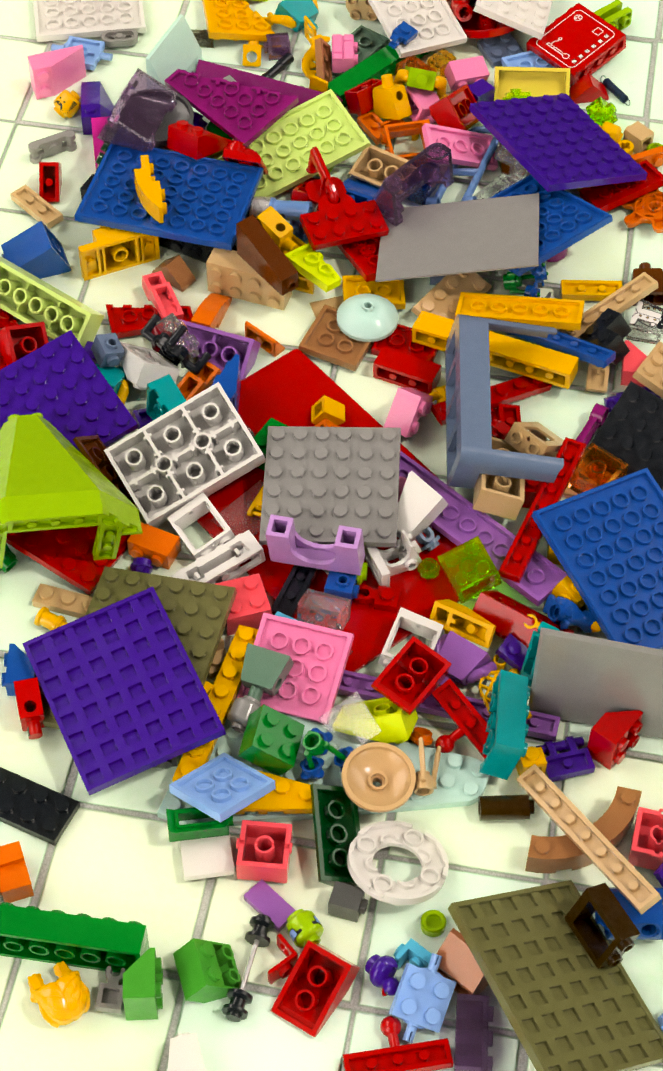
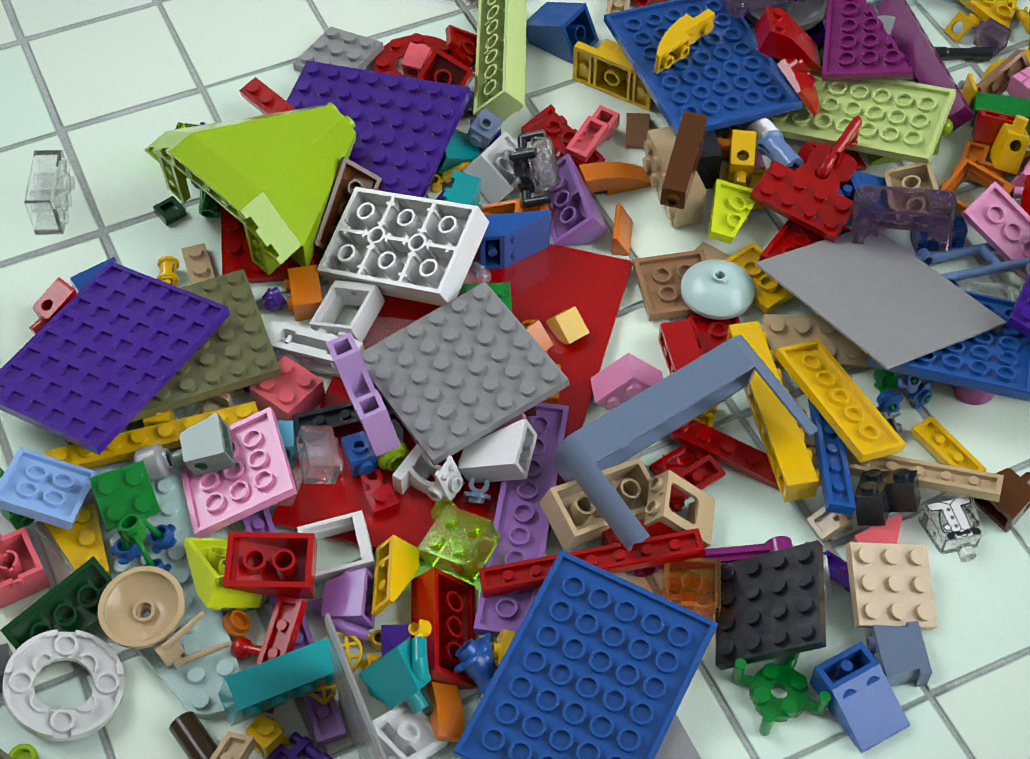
camera: 55 degrees right, 0 degrees up
(350, 723) = (191, 548): clear piece -> none

